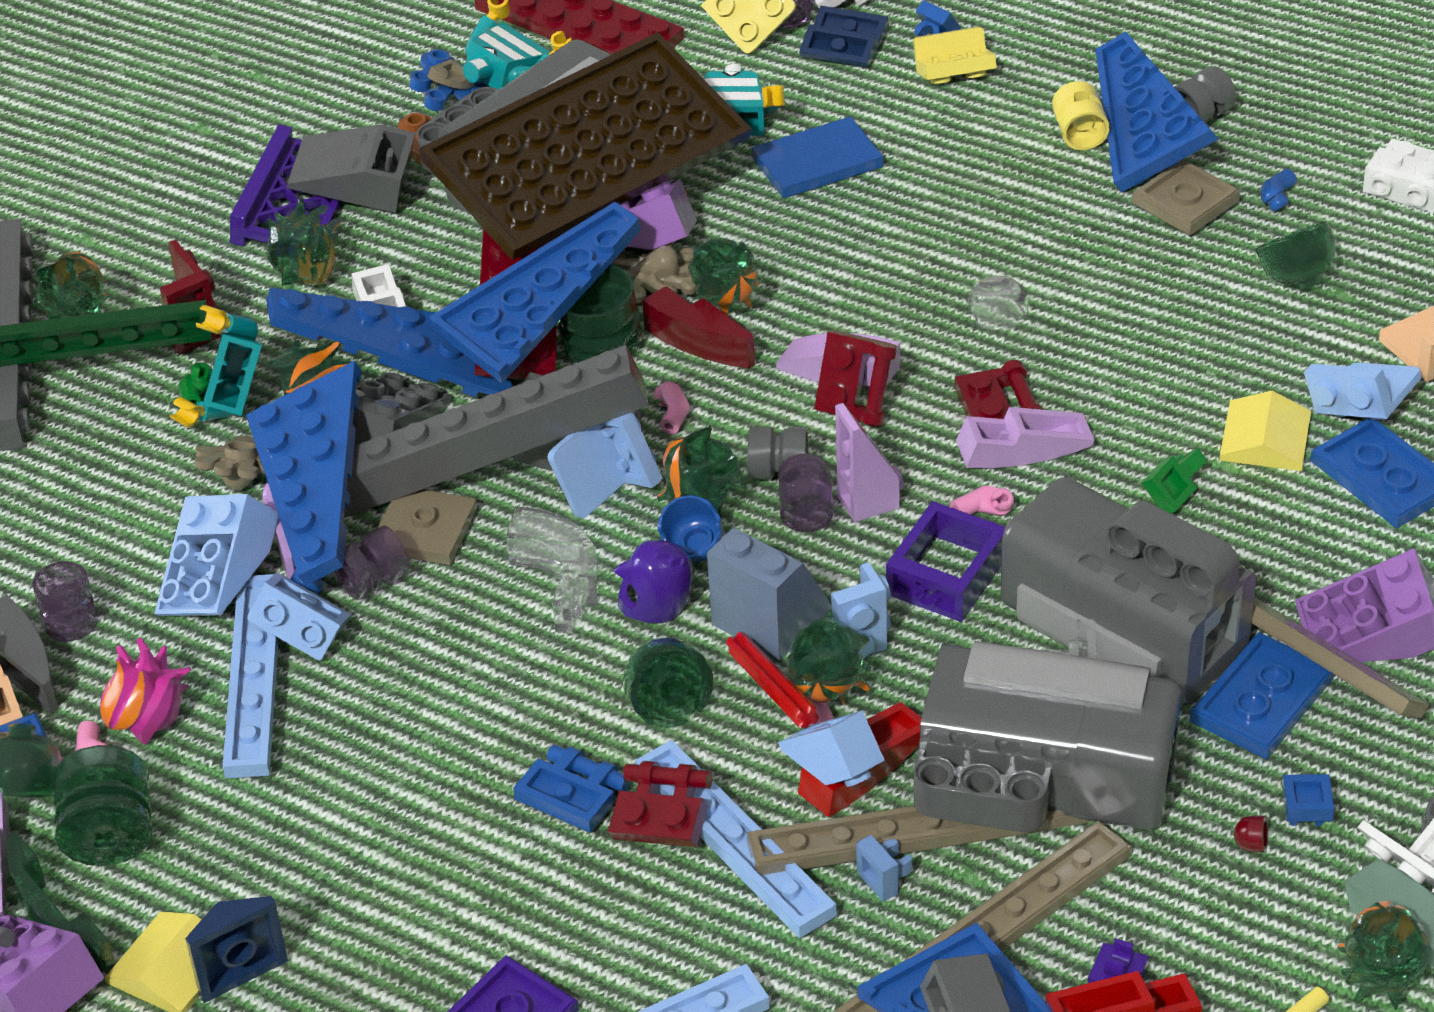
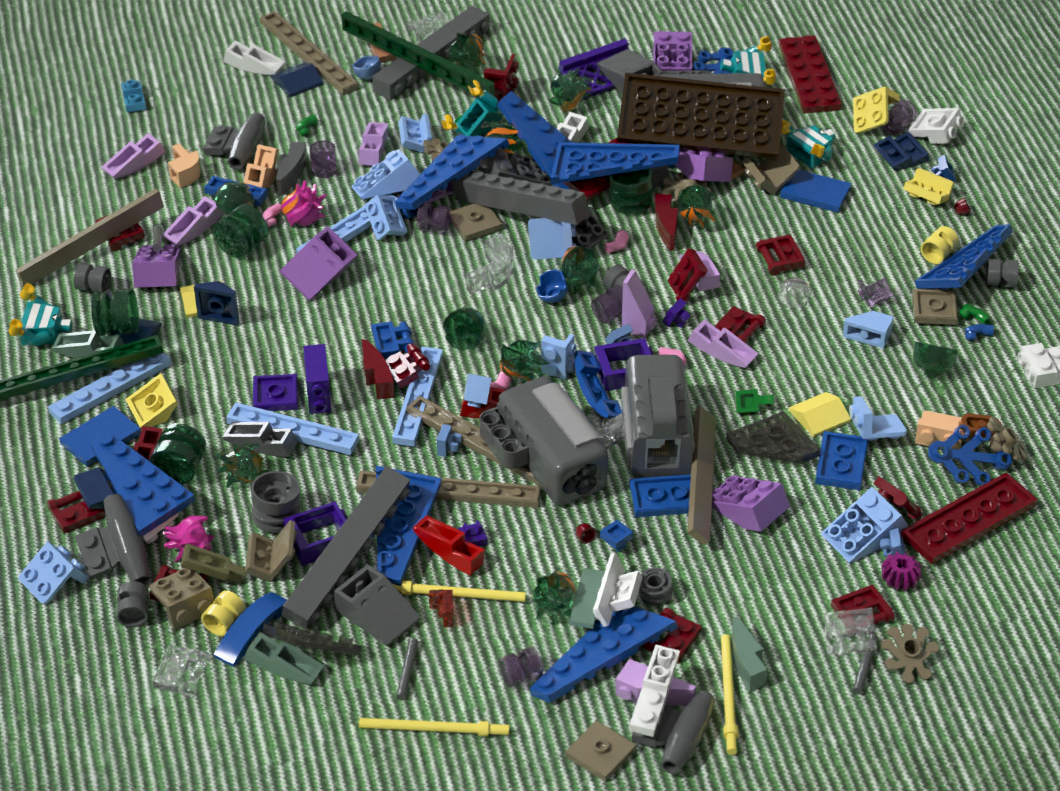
camera: 45 degrees right, 0 degrees up
(39, 908) = (194, 238): clear green slope -> none
(104, 524) = (373, 143): none -> lavender slope
(151, 461) = (415, 132): none -> light blue bracket
(305, 756) = (318, 263): none -> medium lavender slope
(367, 97) = (673, 50): none -> medium lavender slope
(450, 74) = (715, 61): dark tan tile -> none
(572, 931) = (317, 379): none -> dark purple window
(622, 848) = (377, 371): none -> dark red slope
(661, 578) = (514, 294): dark purple piece -> none
(744, 170) = (772, 173): none -> dark tan bracket
(761, 592) = (539, 316): sand blue slope -> none
(772, 680) = (492, 363): red axle -> none
(881, 529) = (619, 335): none -> medium blue tile
(902, 441) = (677, 314): none -> dark purple tile
(908, 258) = (786, 251): none -> dark red plate
(917, 603) = (592, 389): none -> blue slope
(1025, 53) = (962, 207): none -> dark red hinge
(1095, 228) = (875, 292): none -> clear purple bracket
(1164, 278) = (869, 328): none -> light blue slope
(1242, 169) = (977, 313): none -> green arm
(1282, 505) = (774, 438): none -> clear smoke plate

